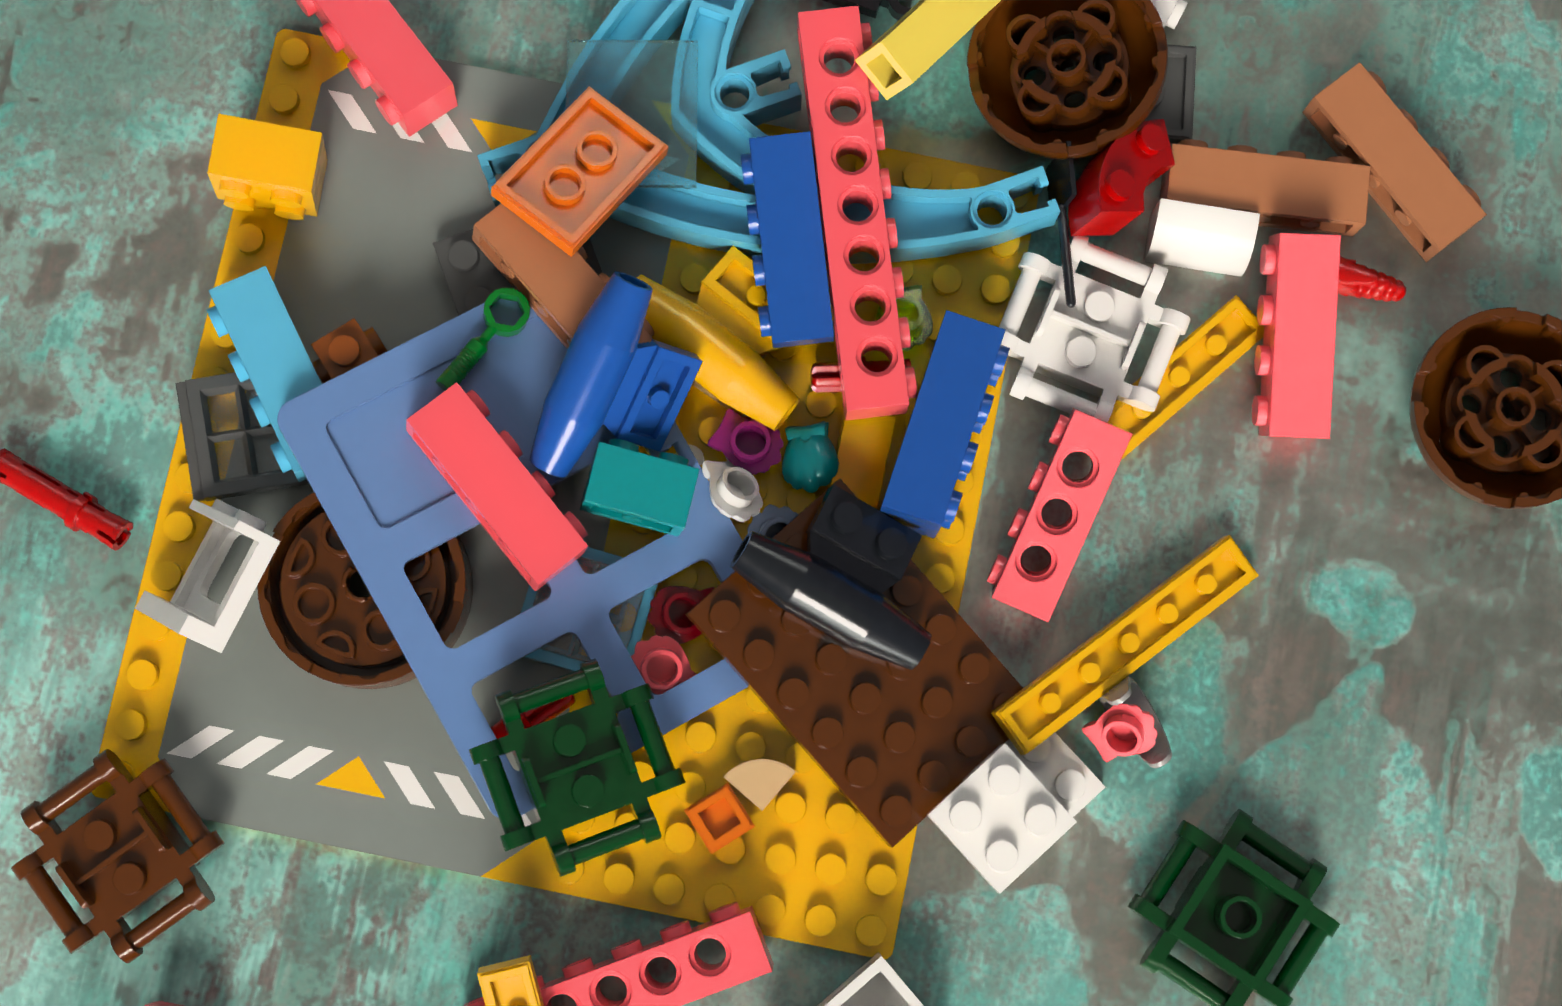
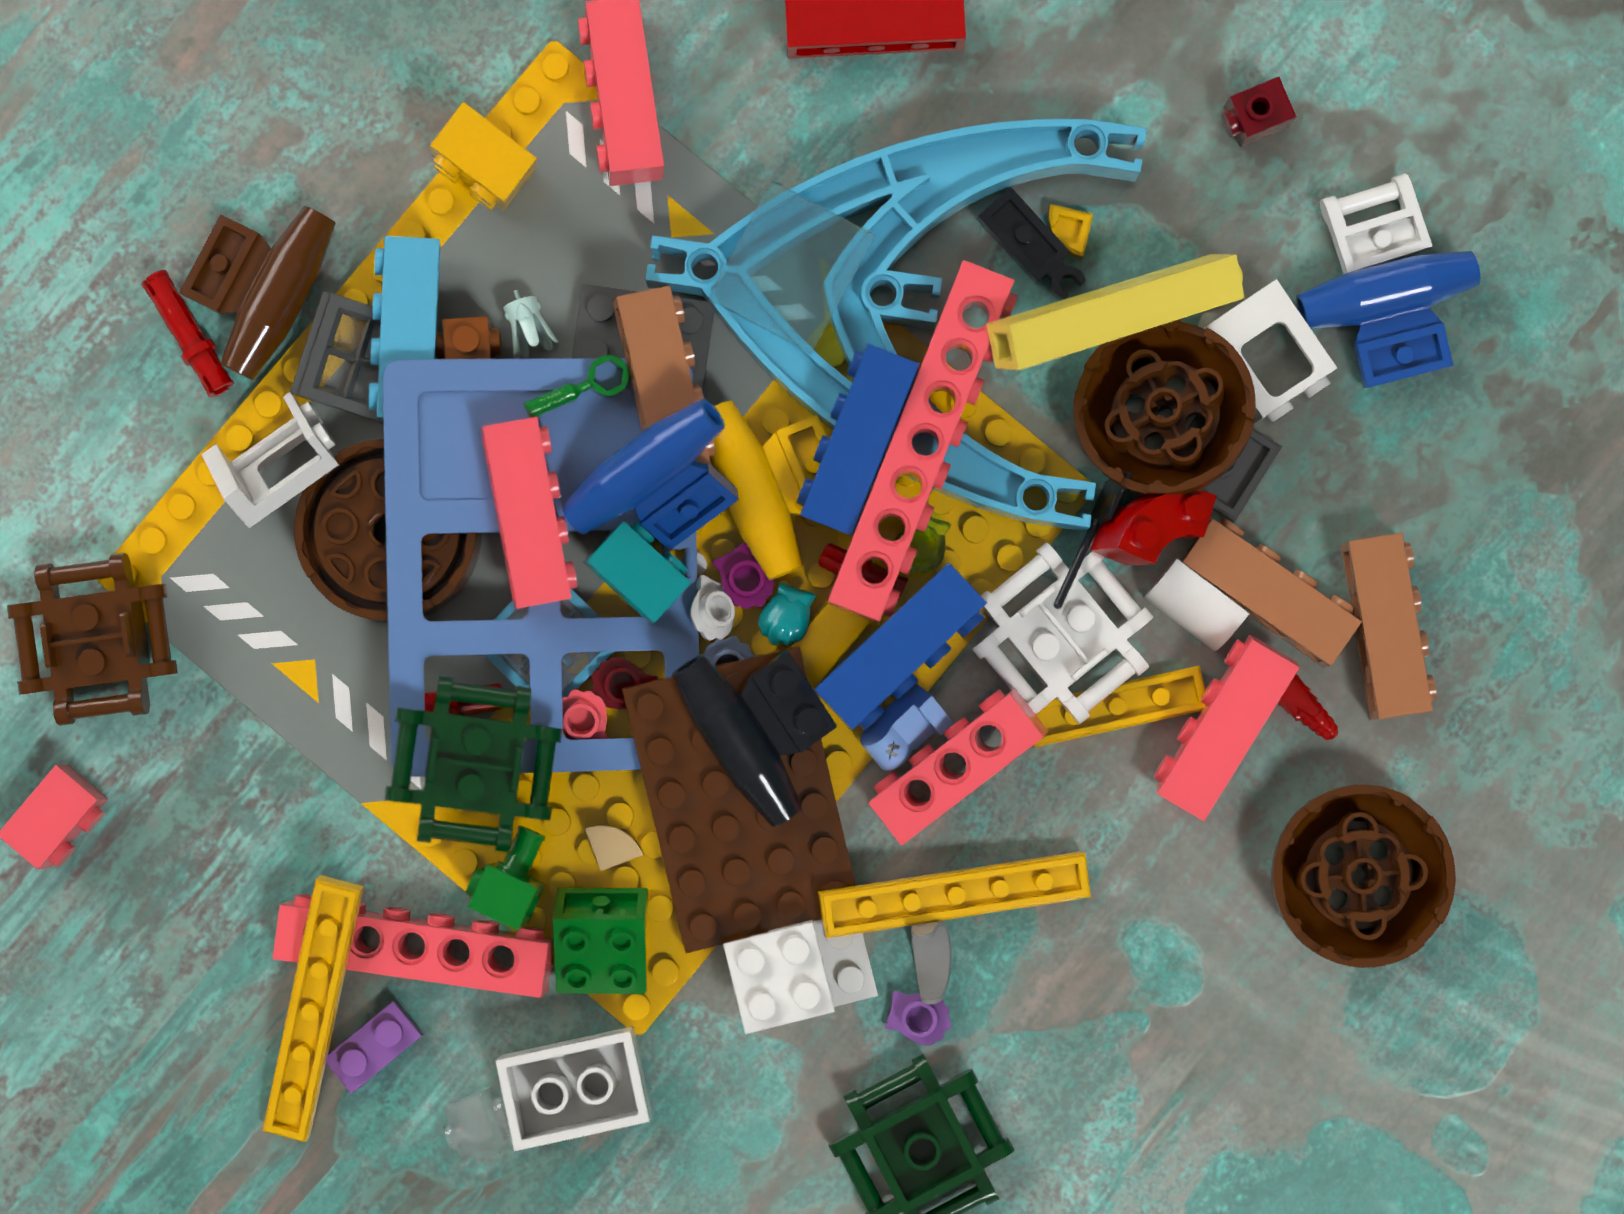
camera: 30 degrees right, 5 degrees up
(106, 411) = (258, 283): none -> reddish brown plate
(393, 303) = (527, 325): none -> light aqua piece
(579, 171) = (723, 296): orange tile -> none
(675, 877) = (505, 888): none -> green brick
(719, 818) = (566, 858): orange tile -> none
(800, 881) = (600, 940): none -> green bracket
(987, 505) = (904, 728): none -> light blue leg
(1122, 731) = (913, 960): coral animal -> none
(1158, 789) = (917, 1020): none -> medium lavender animal

